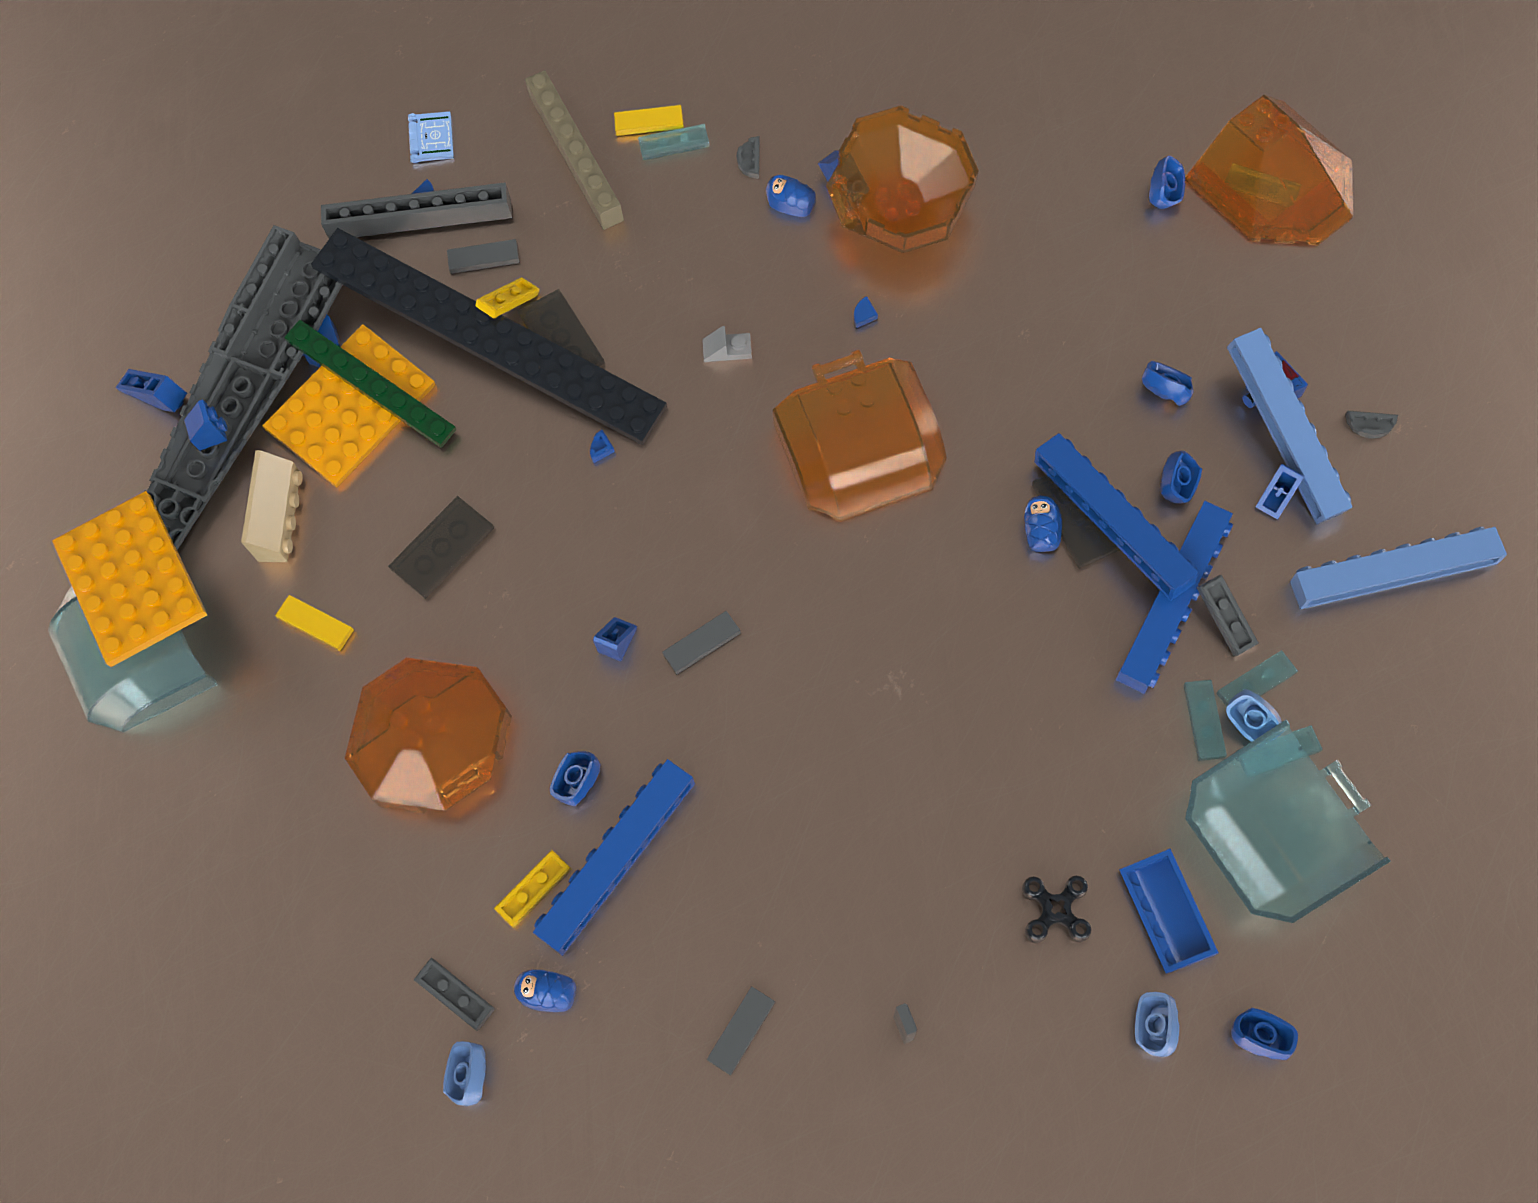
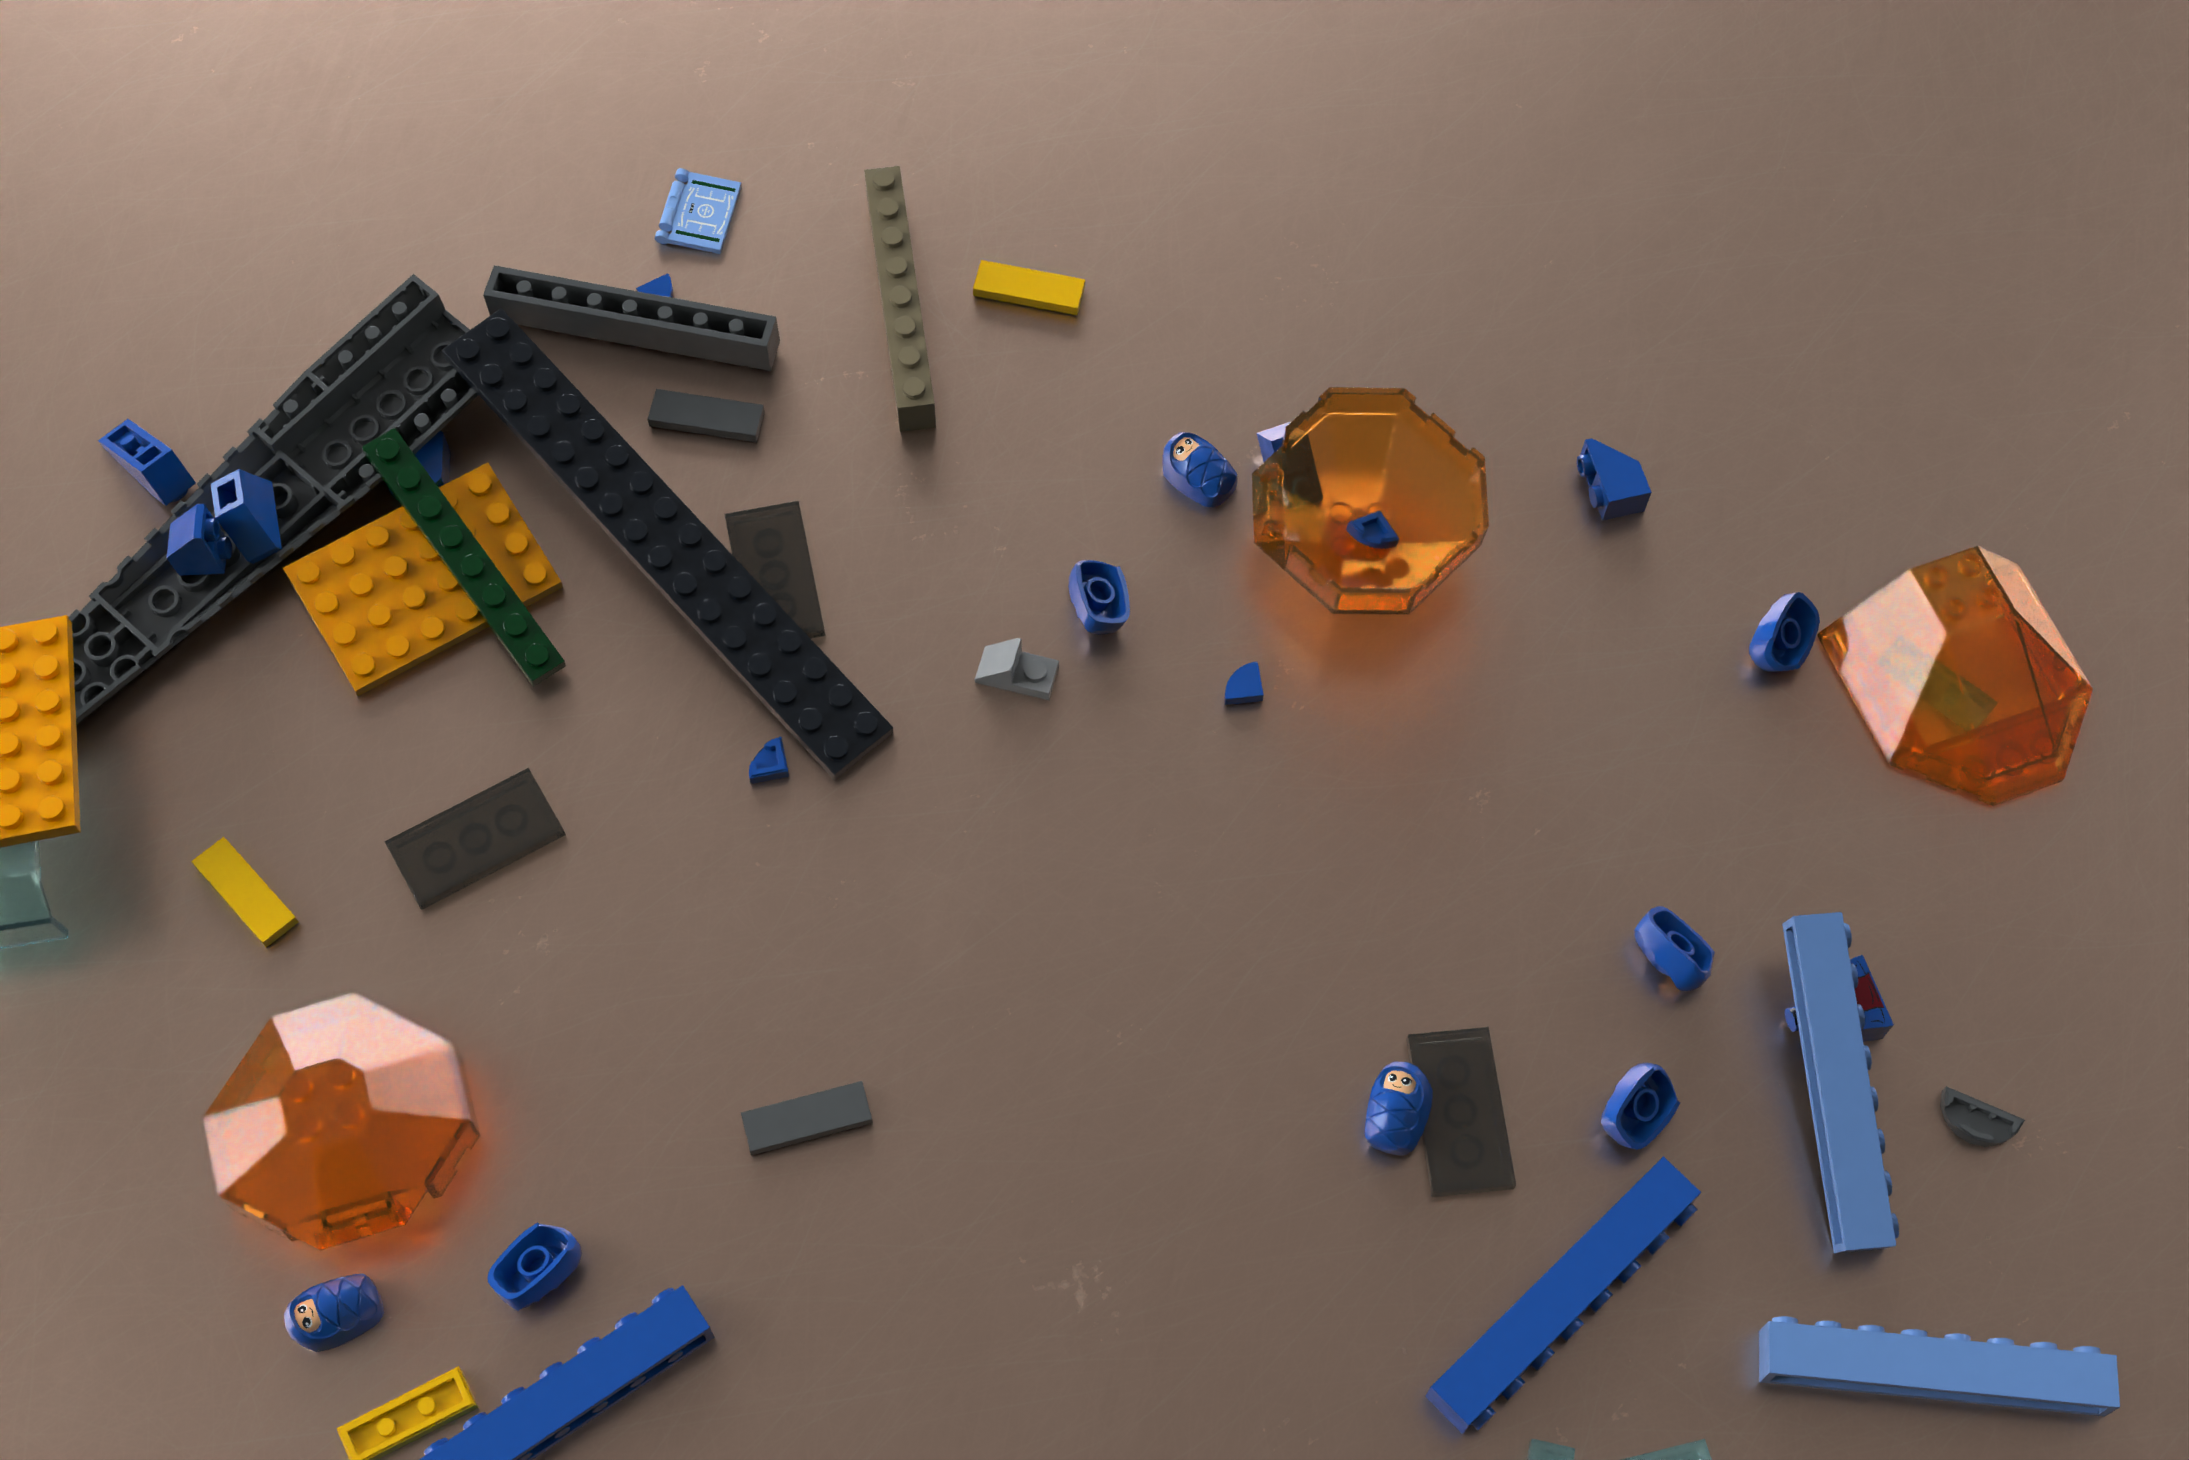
camera: 10 degrees right, 5 degrees down
(229, 399) = (247, 513): none -> blue slope
(271, 508) = (247, 696): tan slope -> none
(465, 844) = (334, 1312): none -> blue piece
(507, 297) = (714, 490): yellow tile -> none
(614, 638) = (678, 1066): blue slope -> none
(673, 142) = (1054, 331): clear light blue tile -> none
(749, 157) = (1158, 391): dark grey tile -> none
(760, 287) = (1099, 596): none -> blue piece
(860, 437) = (1166, 879): clear orange windscreen -> none
(908, 198) = (1373, 531): none -> blue tile
(1036, 125) = (1614, 480): none -> blue slope
(1116, 517) = (1514, 1138): blue brick -> none
(1227, 615) = (1636, 1354): dark grey tile -> none
(1279, 491) = (1790, 1181): slope -> none

